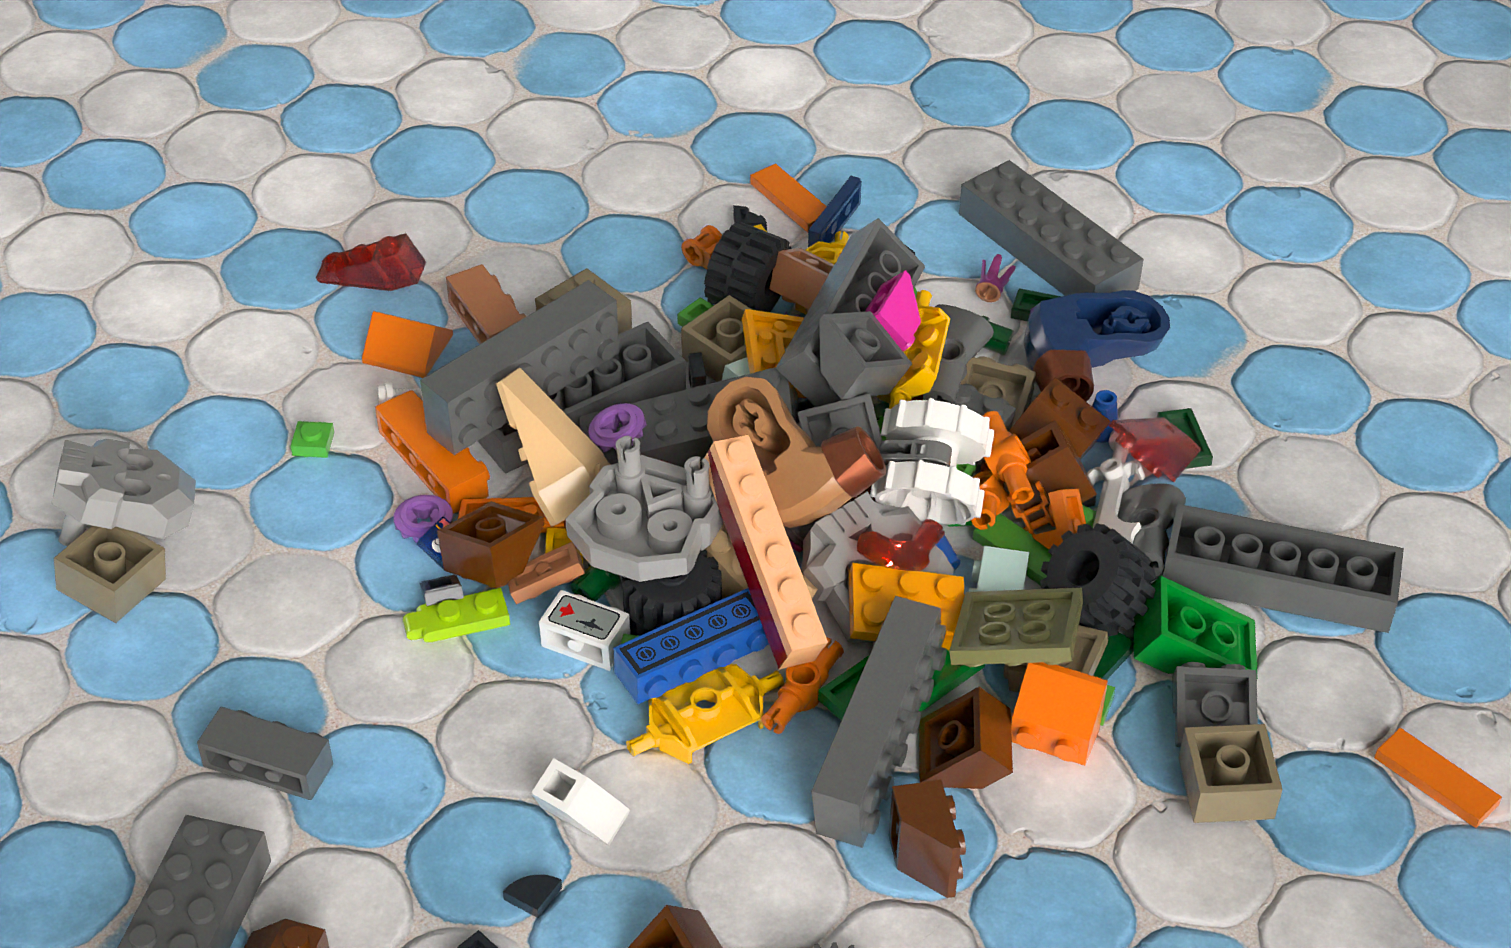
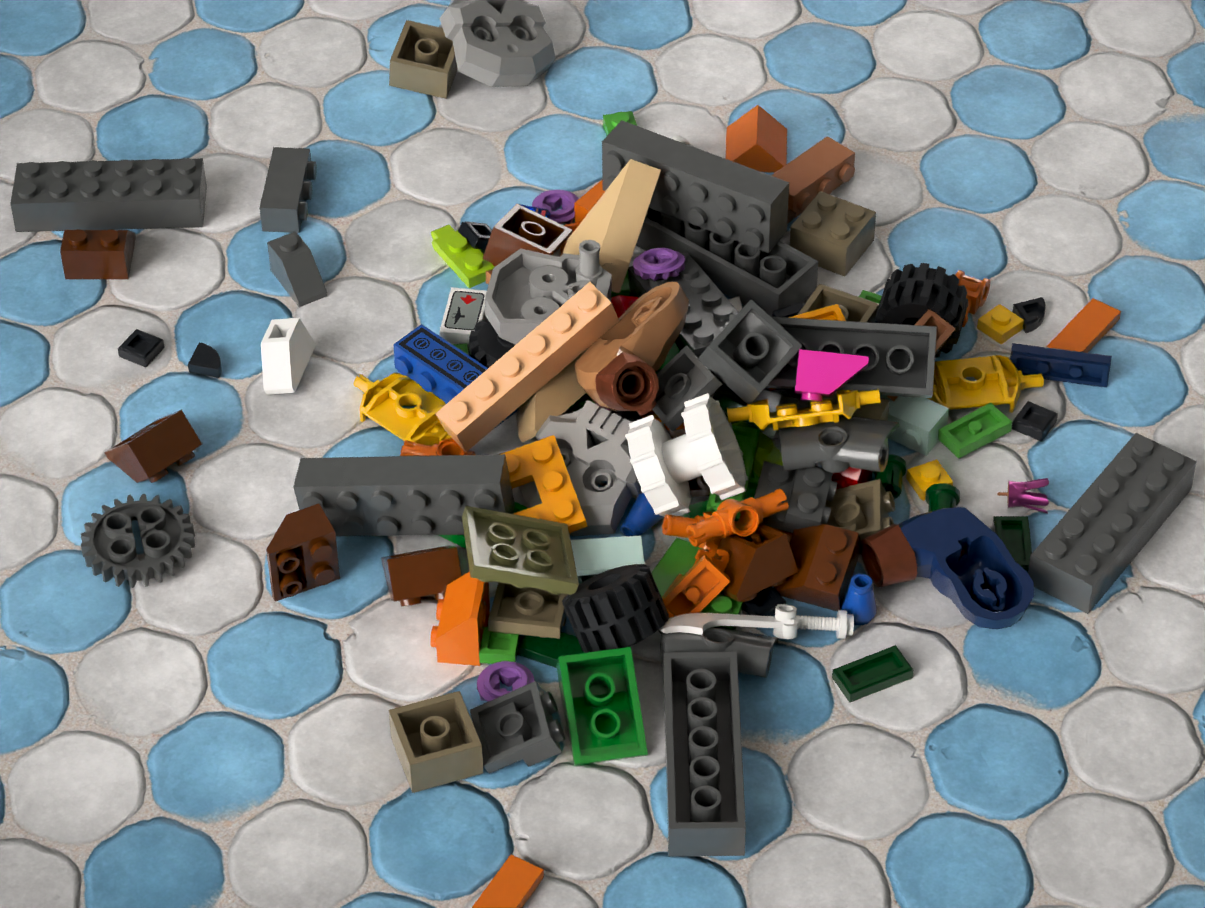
camera: 75 degrees right, 0 degrees up
(377, 266) = (835, 100): clear red slope -> none
(420, 769) = (296, 269): none -> dark grey slope
(901, 555) = (580, 468): clear red arm -> none
(914, 450) = (663, 428): dark grey piece -> none
(1150, 699) = (507, 672): none -> medium lavender gear
(1156, 445) = (814, 626): clear red slope -> none

